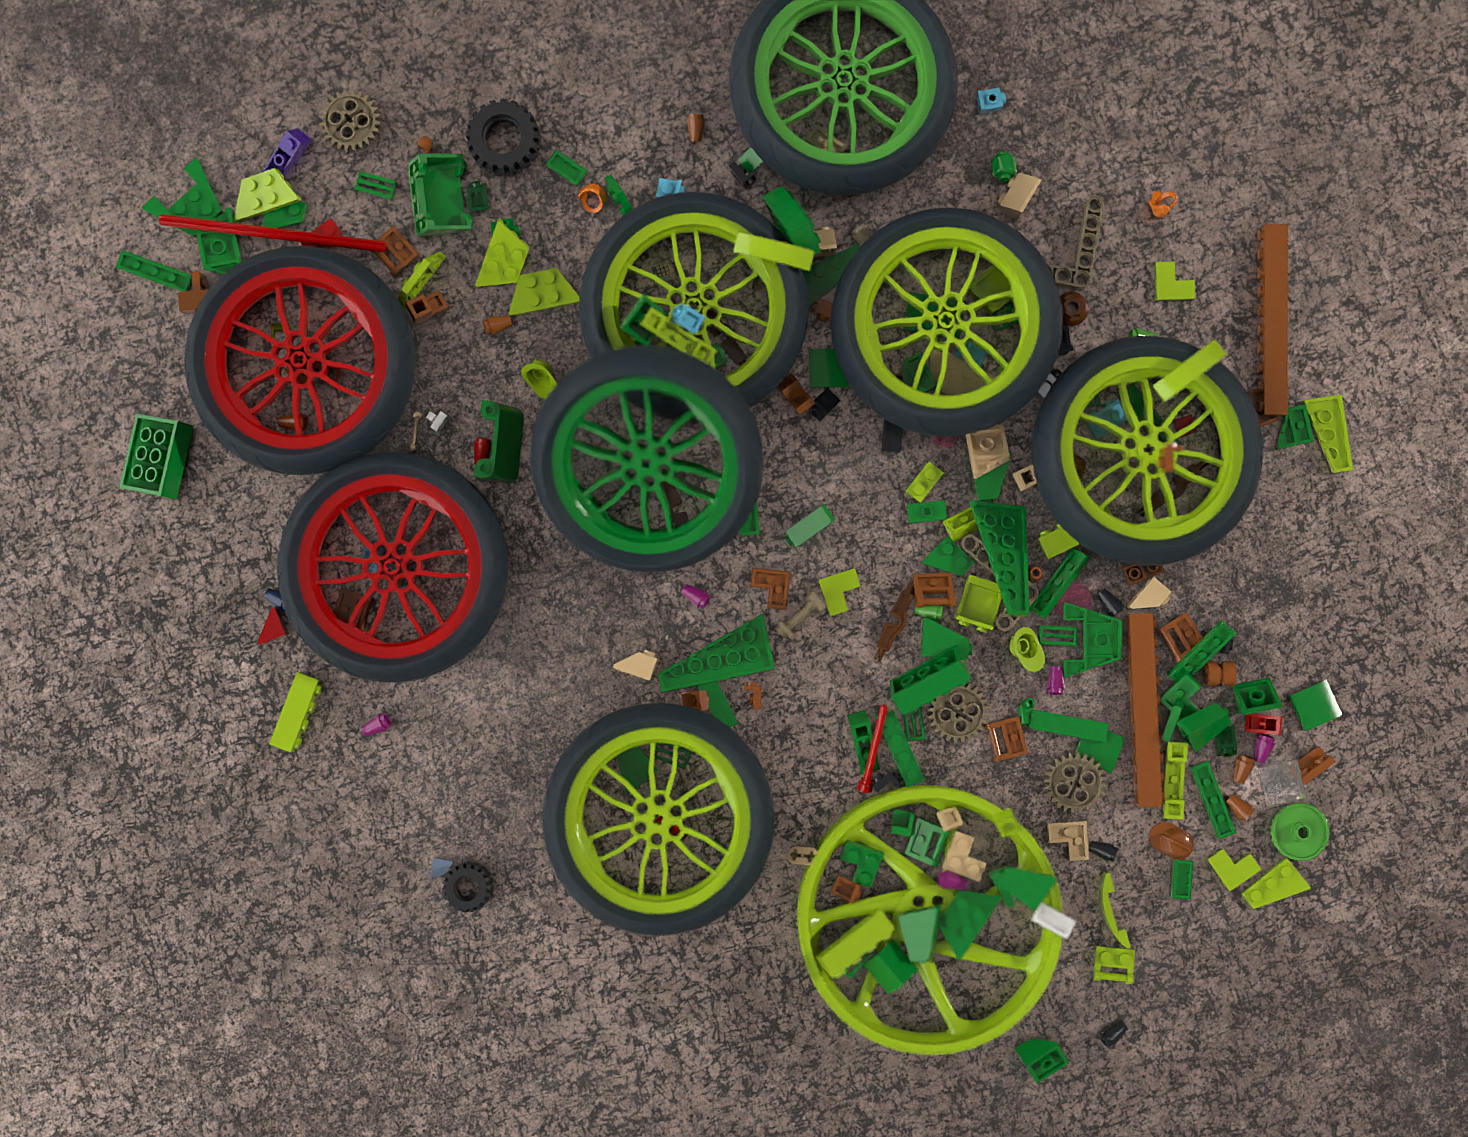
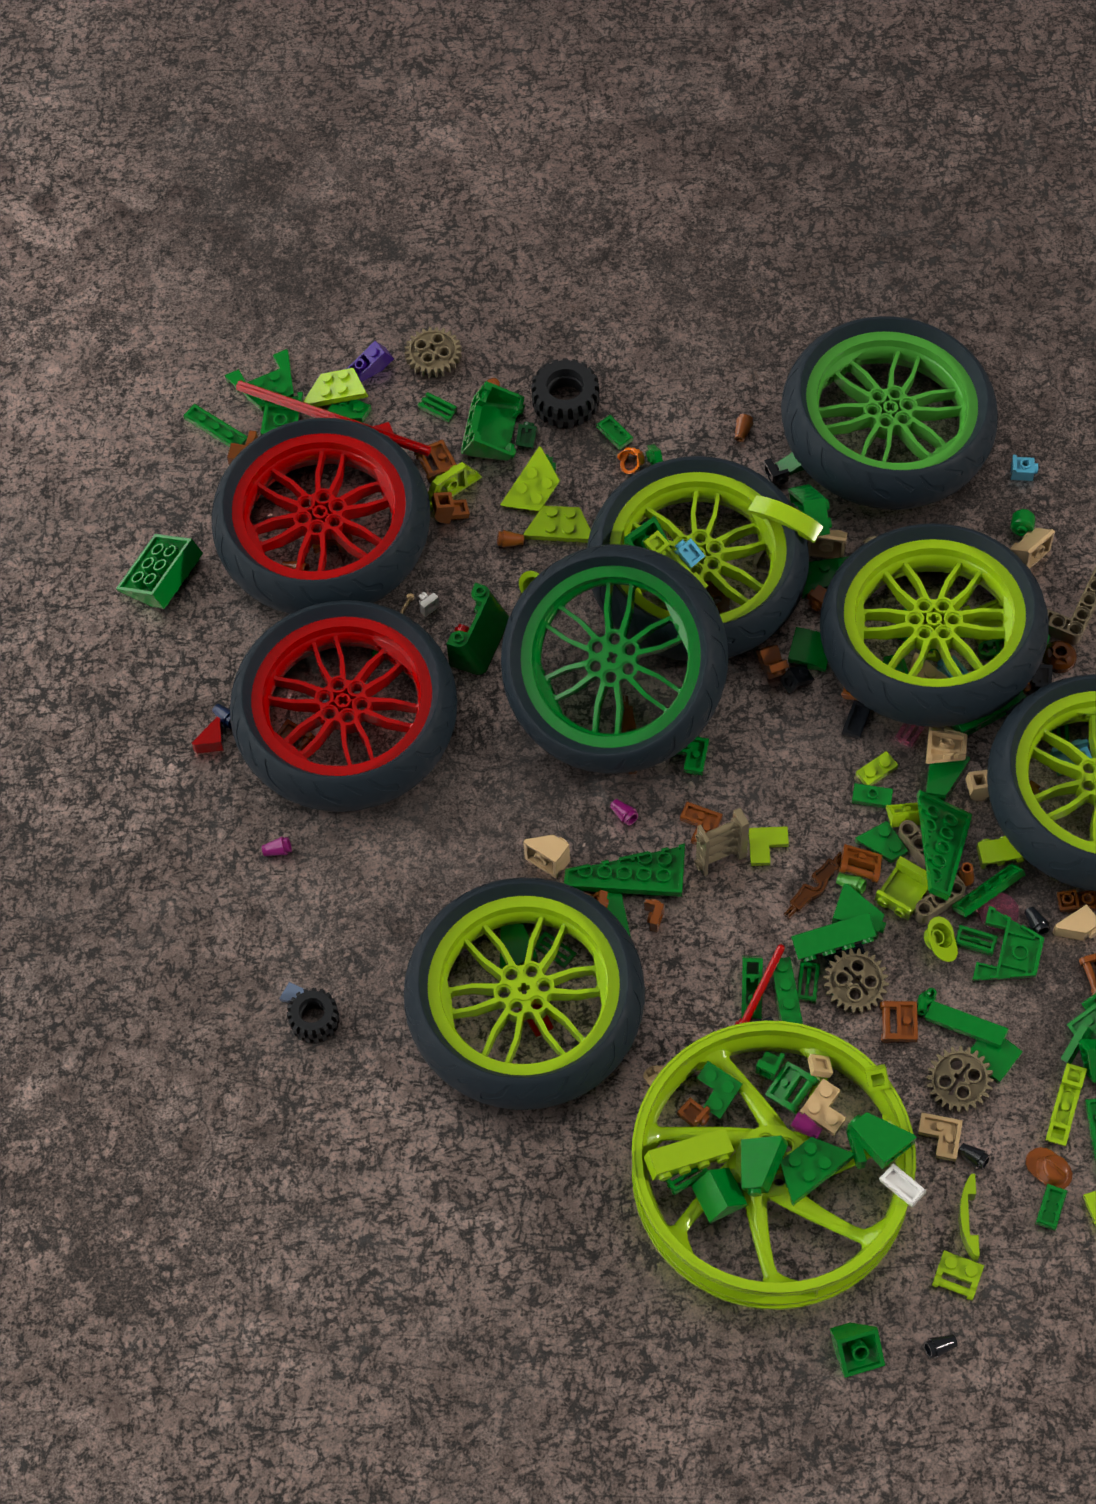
camera: 15 degrees right, 25 degrees down
(296, 711) = (204, 815): lime brick -> none
(809, 526) = (754, 775): green slope -> none
(1055, 681) = (963, 981): magenta cone -> none
(1144, 710) = (1048, 1031): dark orange brick -> none

